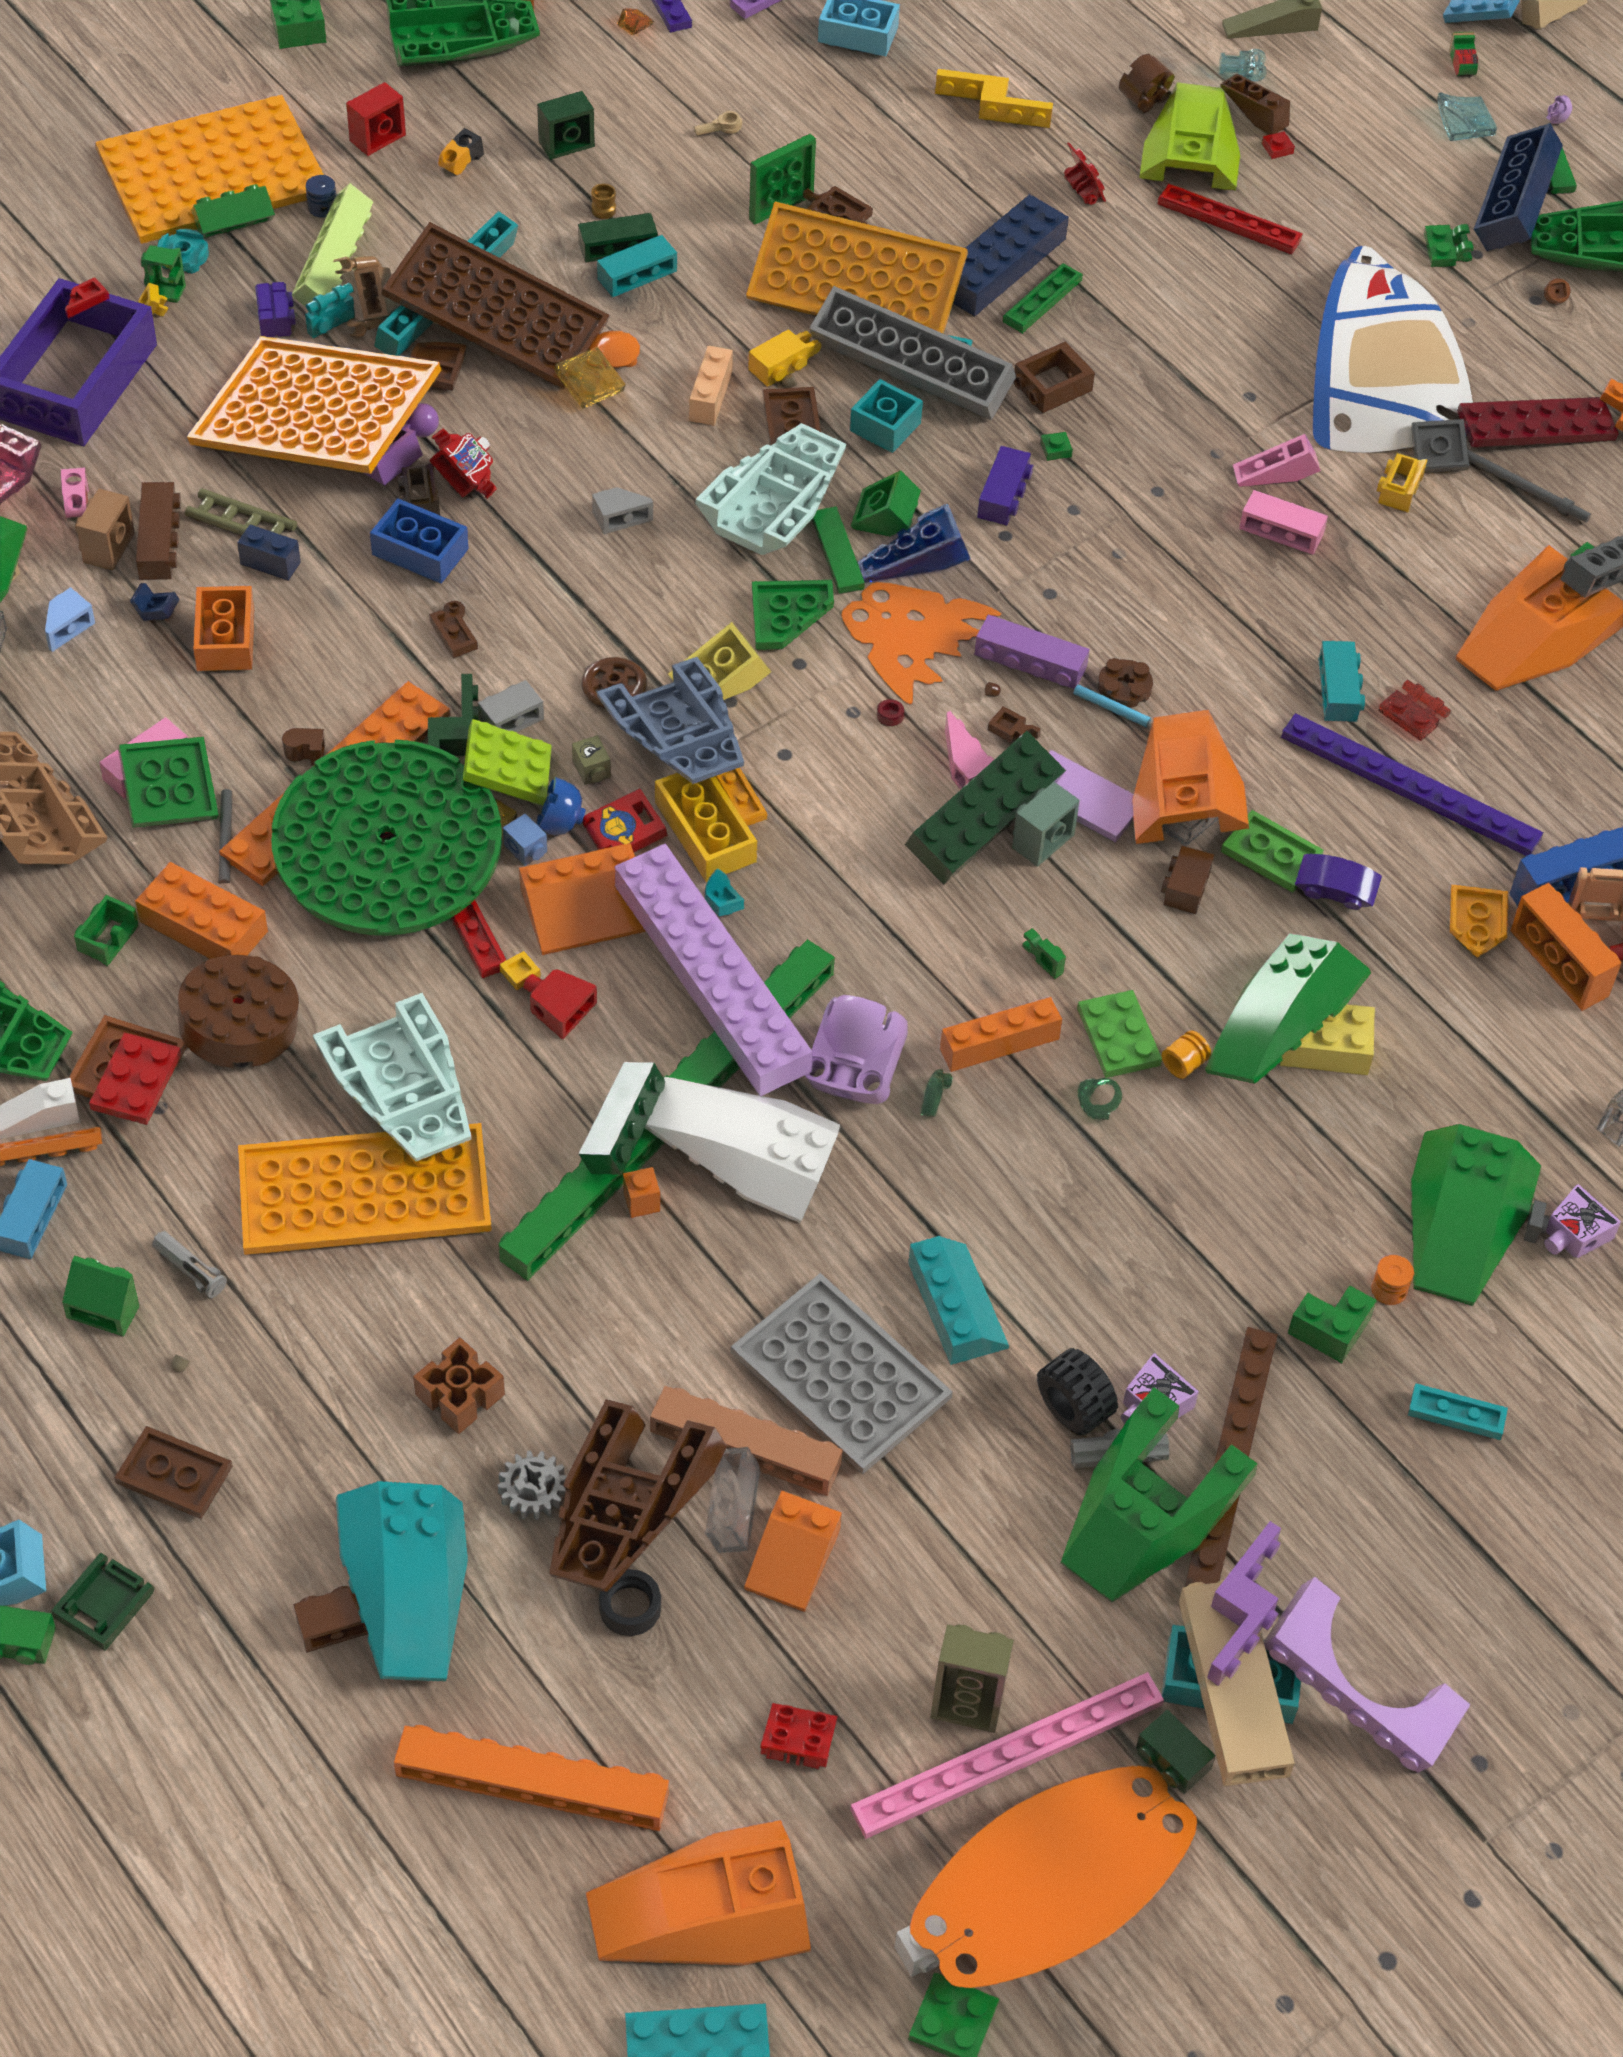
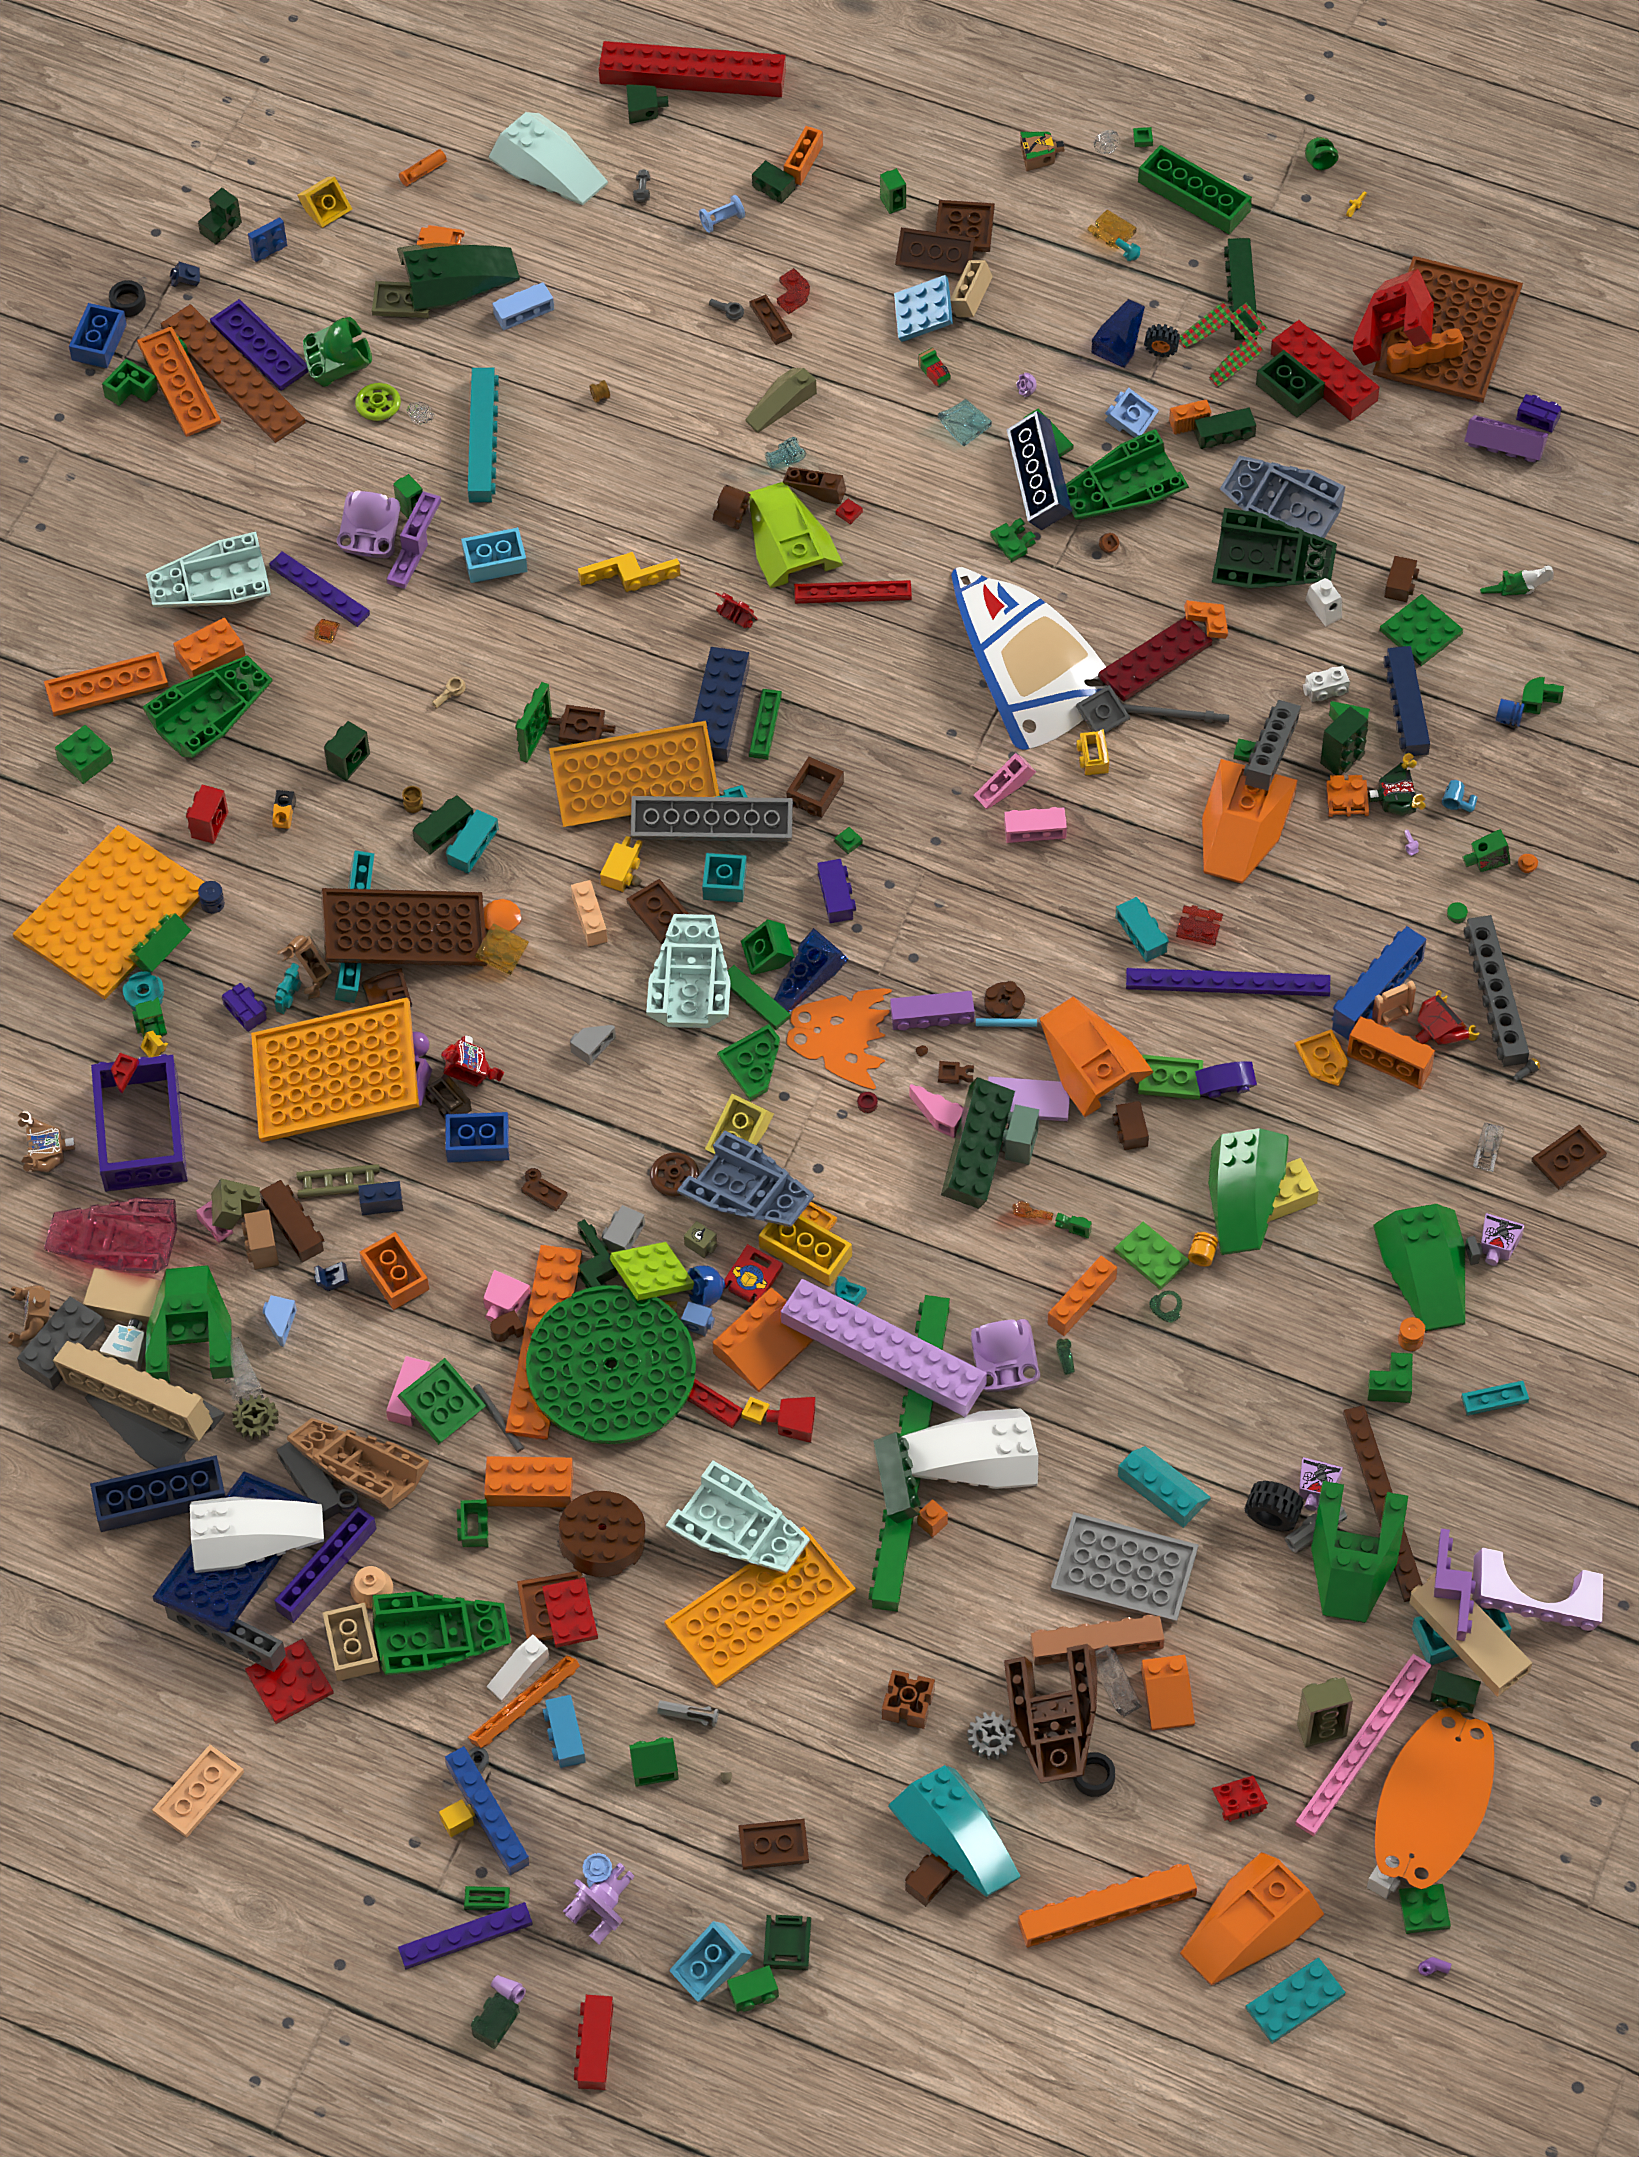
camera: 25 degrees left, 5 degrees up
(103, 471) = (232, 1201): none -> olive brick
(327, 709) = (504, 1295): none -> bright pink torso
(335, 240) = (252, 937): yellowish green brick -> none
(994, 909) = (1023, 1210): none -> clear orange plate

